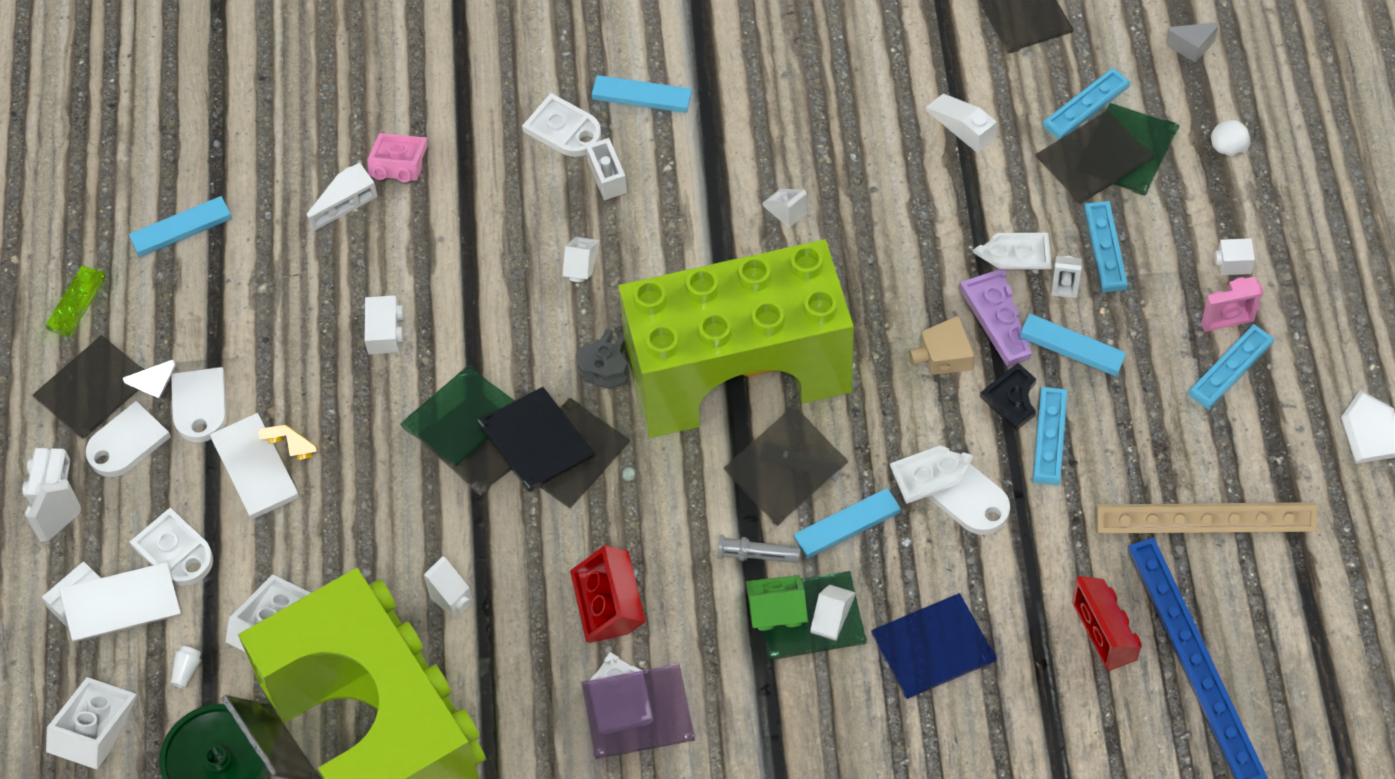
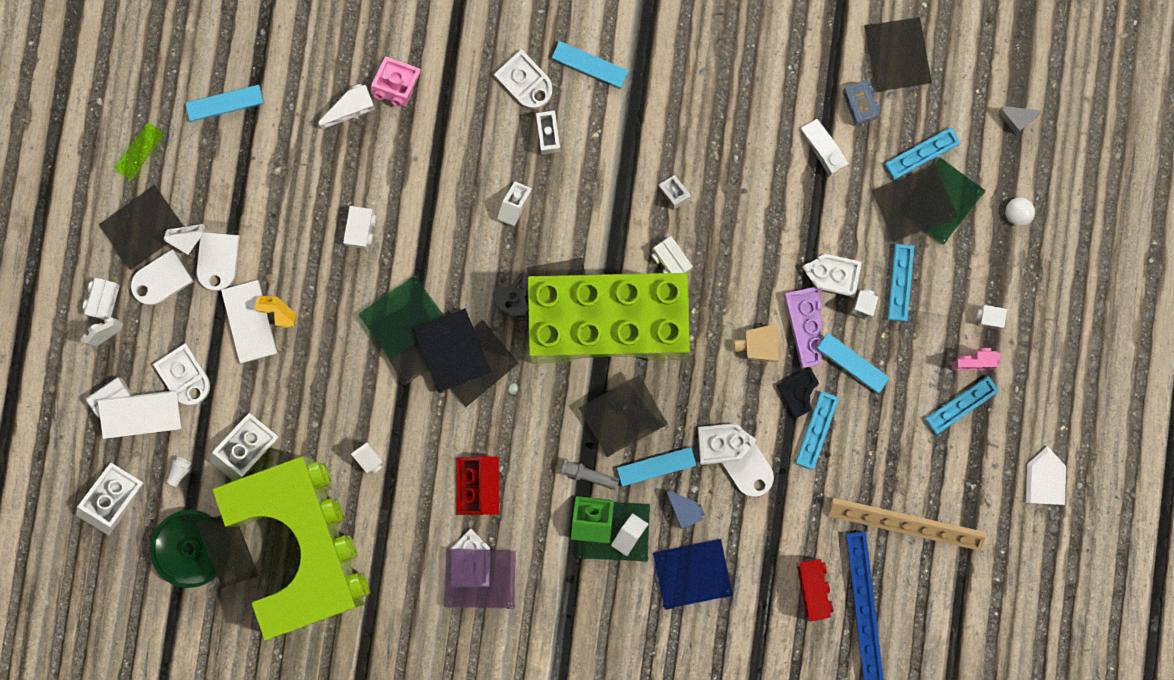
camera: 15 degrees right, 25 degrees up
(900, 563) = (686, 510): none -> sand blue slope
(992, 63) = (861, 102): none -> sand blue brick

